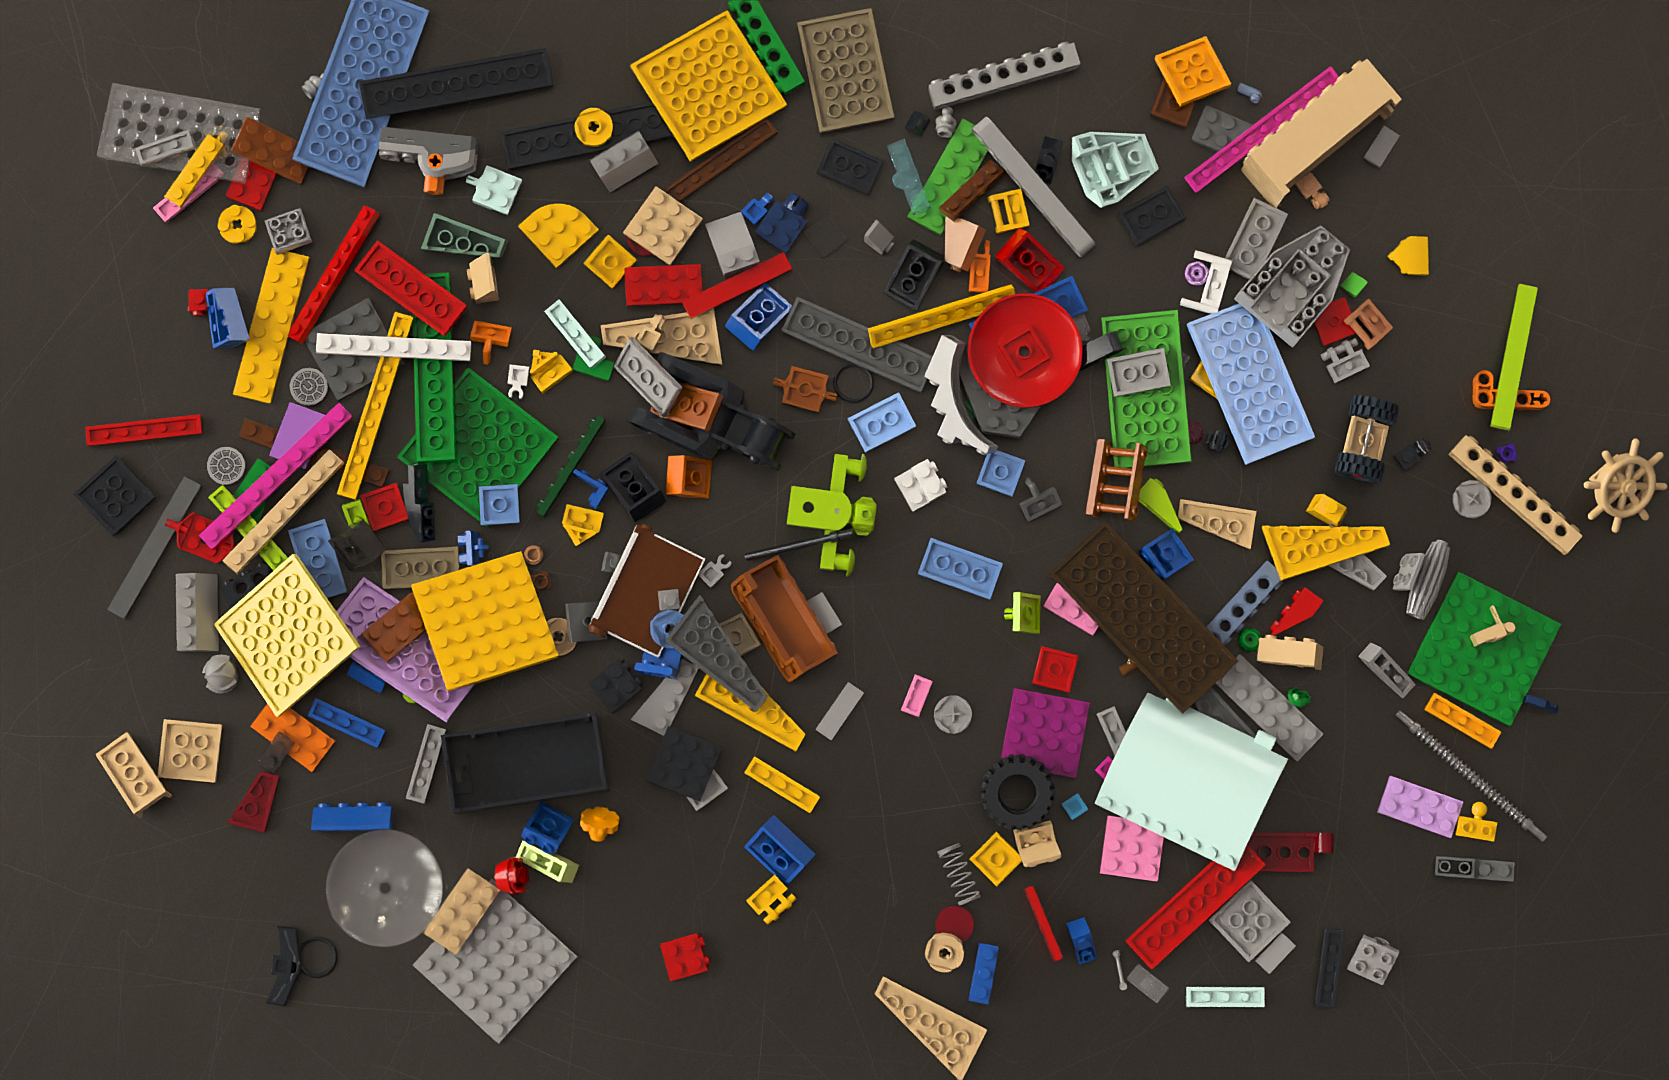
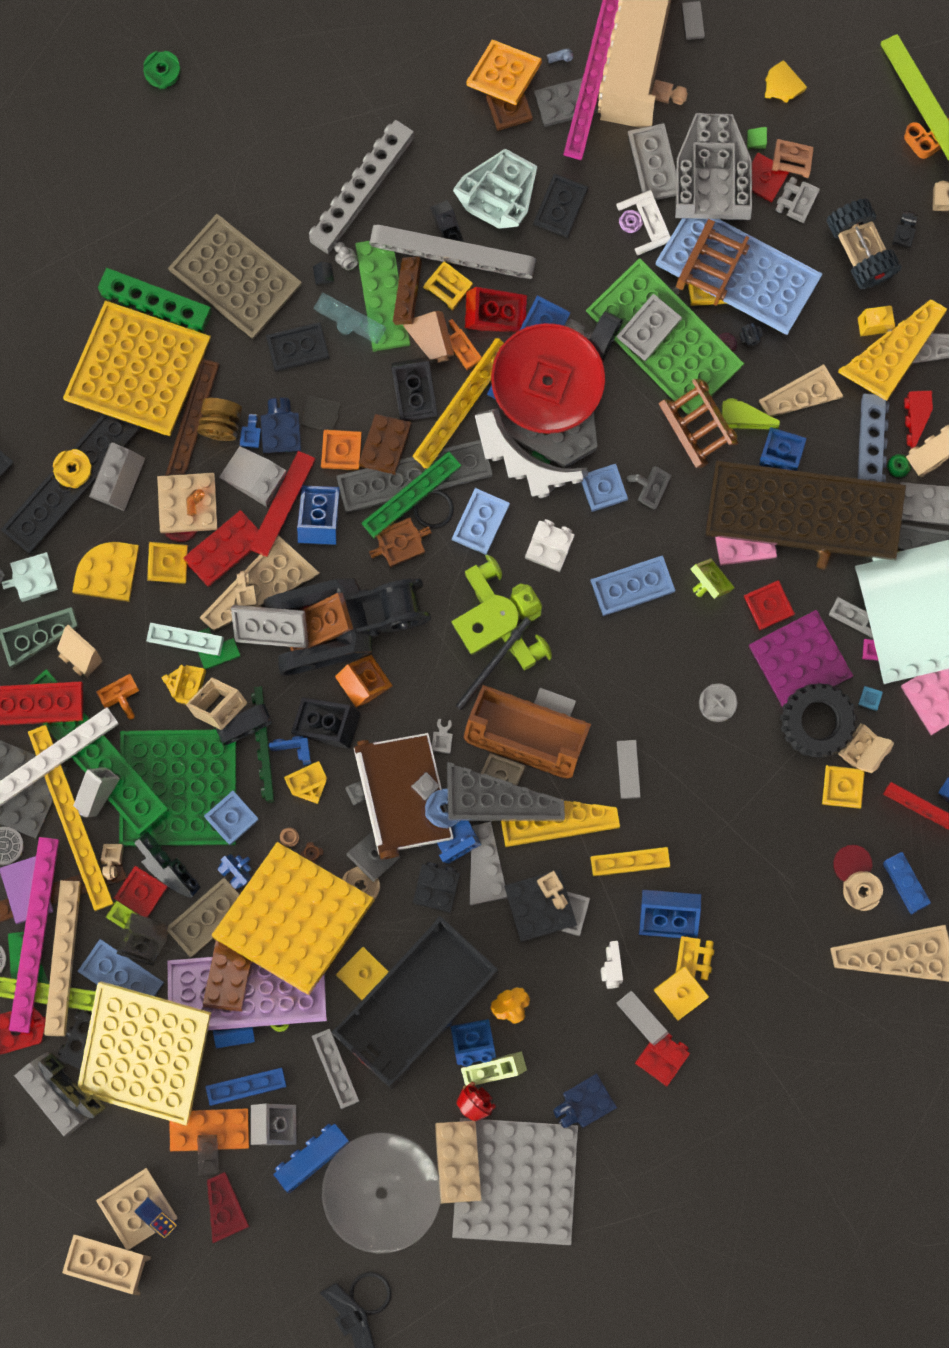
camera: 30 degrees left, 5 degrees down
(198, 769) = (156, 1218): none -> clear blue slope
(208, 616) = (67, 1089): none -> black slope
(221, 674) = (113, 1128): light grey helmet -> none
(344, 769) = (273, 1124): none -> light grey slope
(383, 460) = (111, 856): none -> tan plate
(409, 400) = (94, 791): none -> light grey slope
(505, 706) = (362, 973): none -> yellow plate
(517, 377) = (166, 708): white plate -> none
(561, 416) = (224, 711): none -> tan window
(566, 438) = (245, 724): none -> black beam
(596, 944) = (585, 1103): none -> dark blue plate
(667, 228) = (192, 500): none -> clear orange arm
(692, 914) = (642, 1018): none -> light grey tile
(697, 860) = (612, 970): none -> white plate
(703, 756) = (551, 886): none -> tan plate
(738, 918) = (681, 993): none -> yellow plate
(739, 179) = (219, 419): none -> pearl gold wheel
(818, 278) = (341, 450): none -> orange plate
(843, 358) = (411, 495): none -> green plate
(855, 301) = (385, 444): none -> reddish brown plate
(879, 238) = (364, 382): light grey slope -> none
(916, 695) = (678, 709): bright pink plate -> none
(946, 850) = (799, 812): light grey piece -> none
(1217, 349) = (695, 263): none -> dark orange fence

